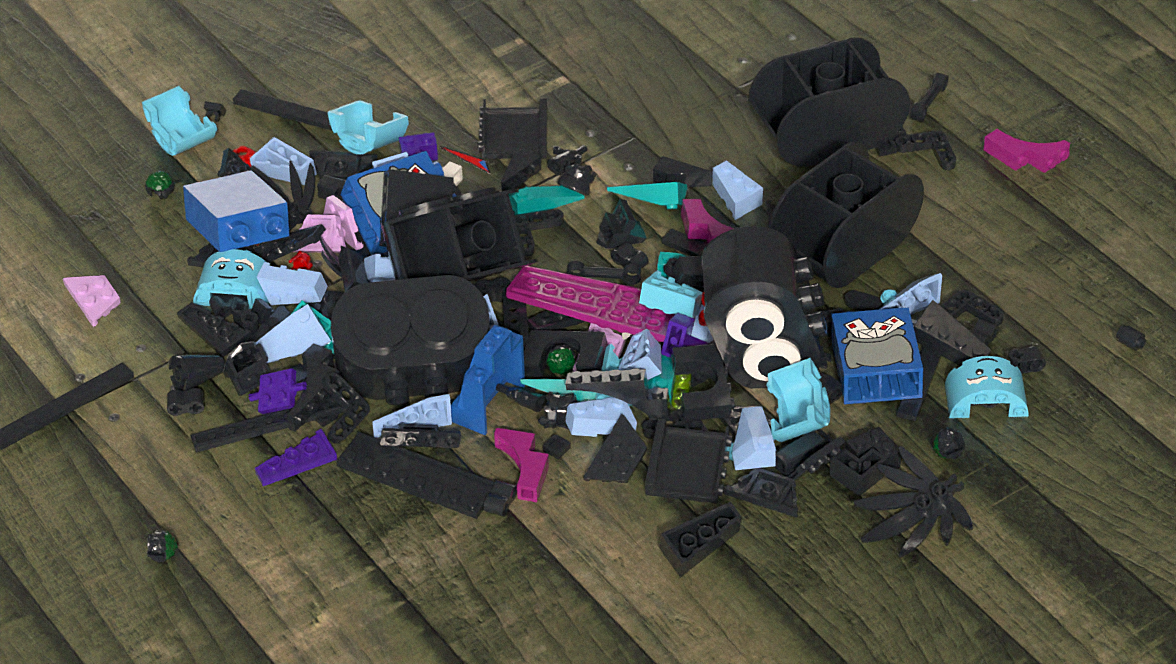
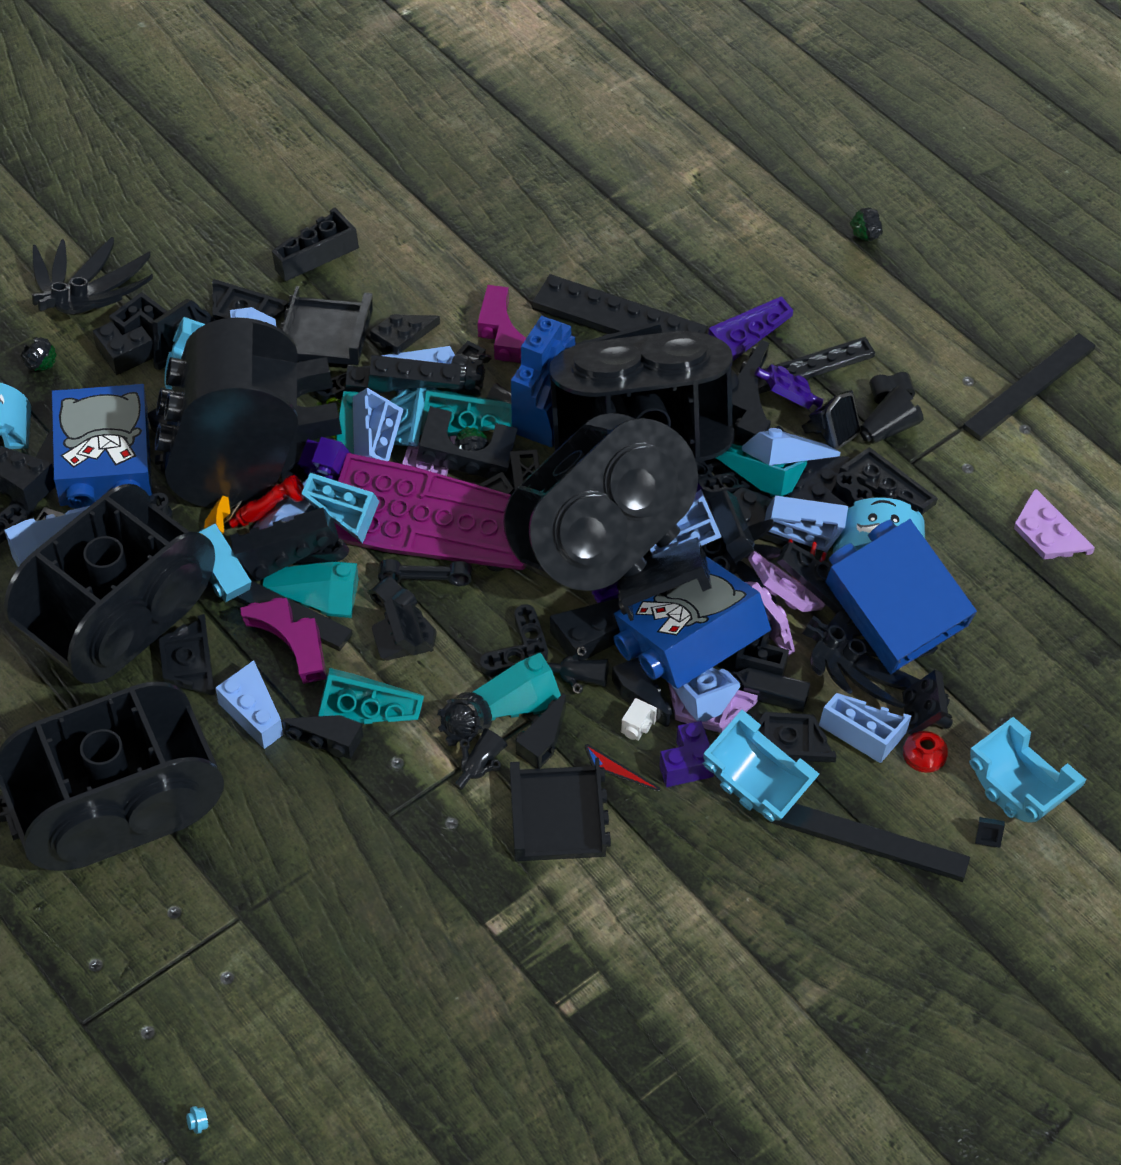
camera: 175 degrees right, 10 degrees up
(160, 183) = (1022, 689): dark green piece -> none
(500, 498) = (525, 288): black axle -> none

